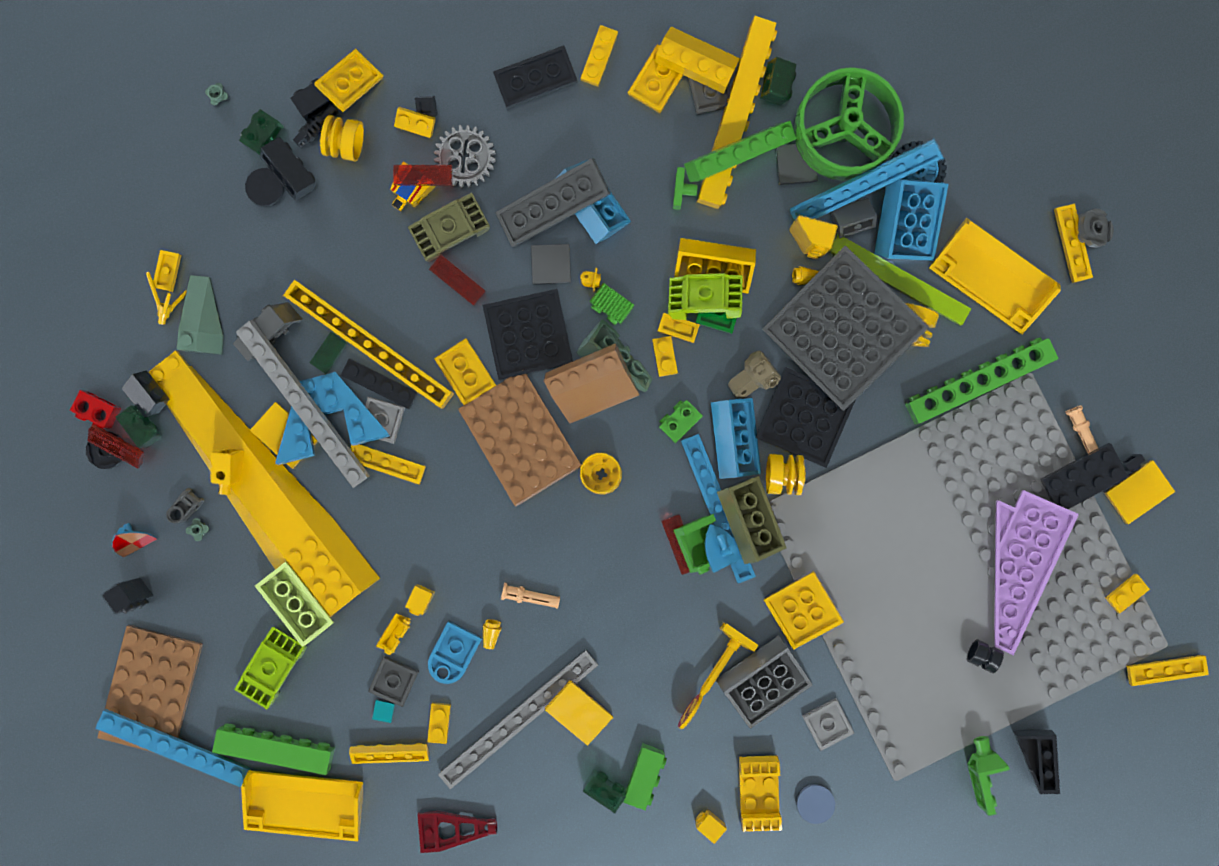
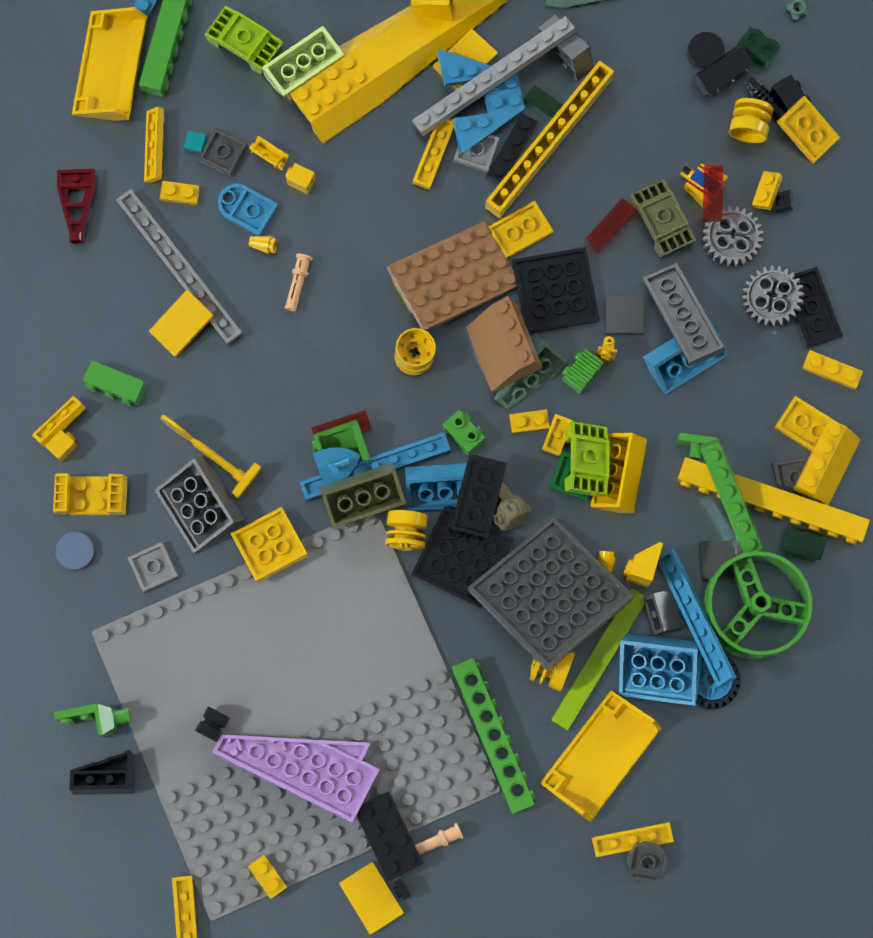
camera: 90 degrees right, 10 degrees down
(530, 96) = (756, 293): none -> light grey gear
(604, 791) = (104, 343): clear green brick -> none
(685, 830) = (59, 421): none -> yellow plate
(749, 403) = (478, 495): none -> black plate

